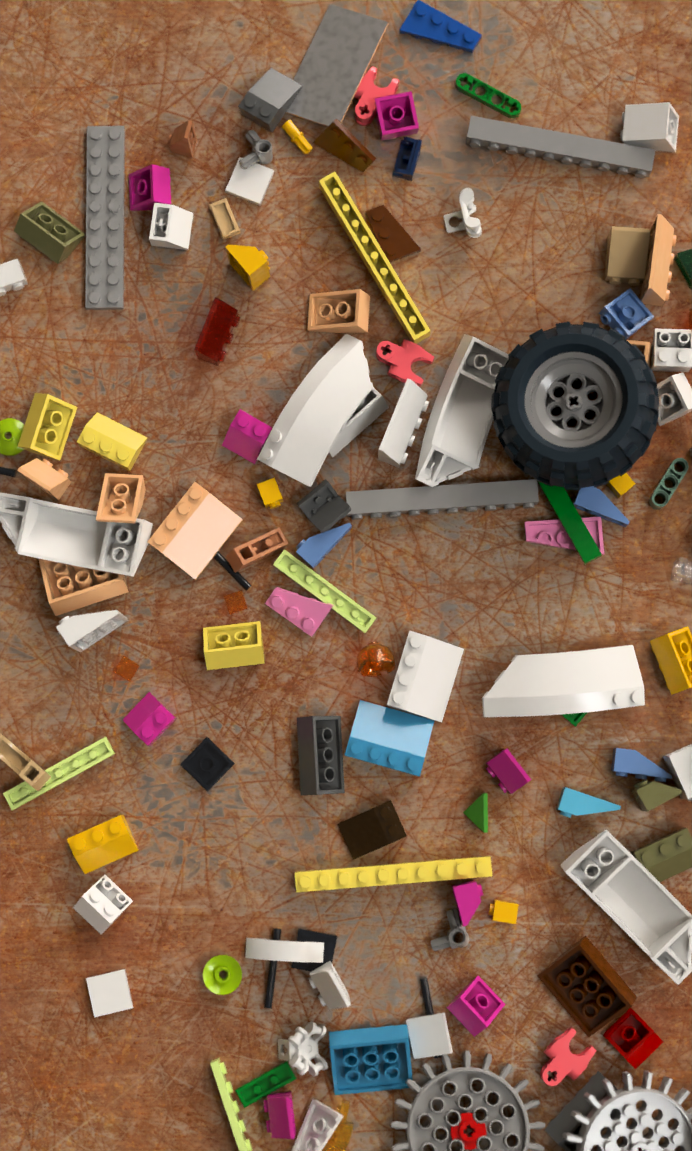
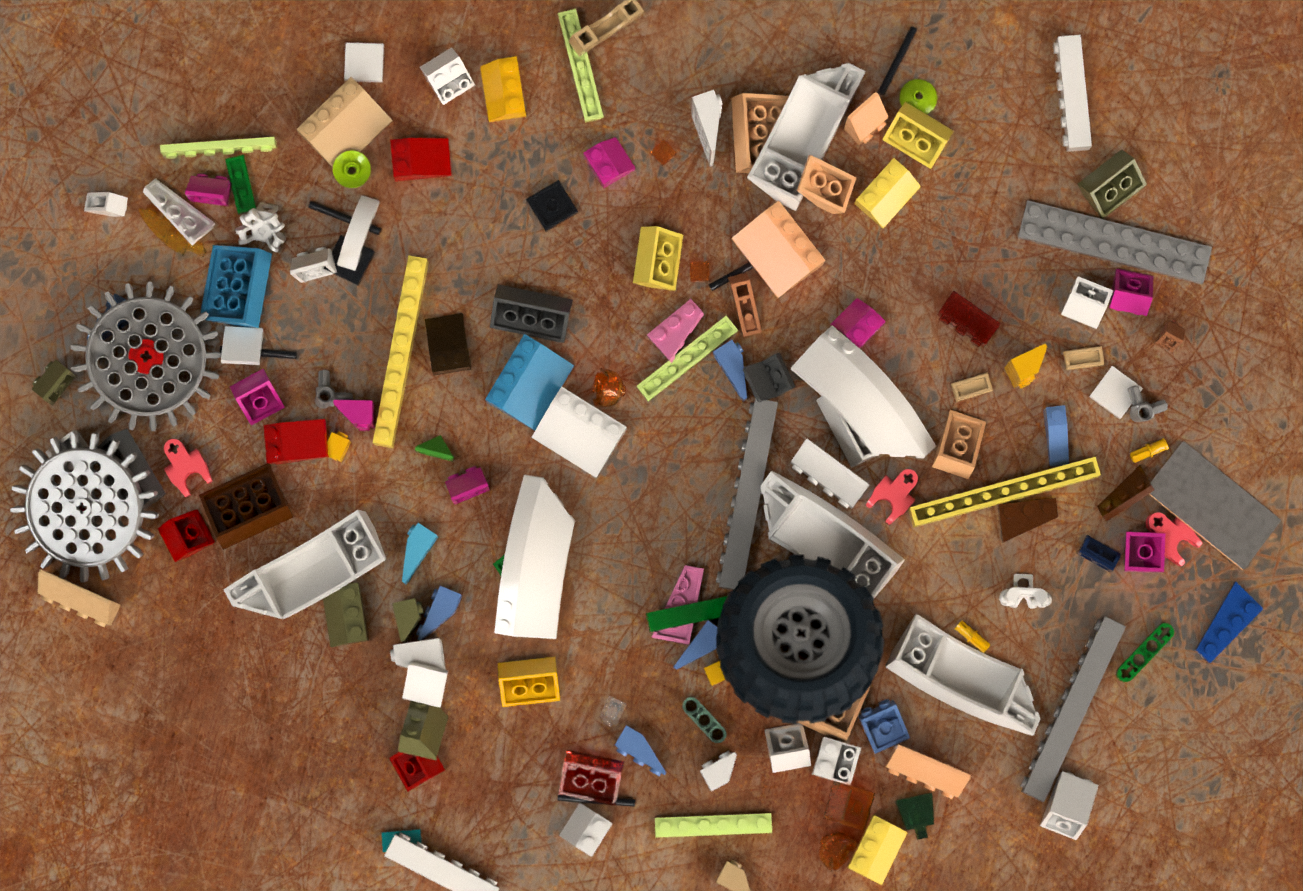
camera: 100 degrees right, 0 degrees up
(176, 995) = (344, 122): none -> tan slope
(193, 908) = (420, 158): none -> red slope
(269, 99) = (1195, 433): dark grey slope -> none
(270, 493) = (796, 331): yellow brick -> none
(280, 315) = (971, 387): none -> tan tile
(305, 224) = (1056, 435): none -> medium blue slope
(511, 953) = (295, 441): none -> red slope
(517, 255) = (972, 636): none -> yellow axle
(559, 252) = (963, 677): none -> white slope
(626, 255) = (942, 741): tan slope -> none

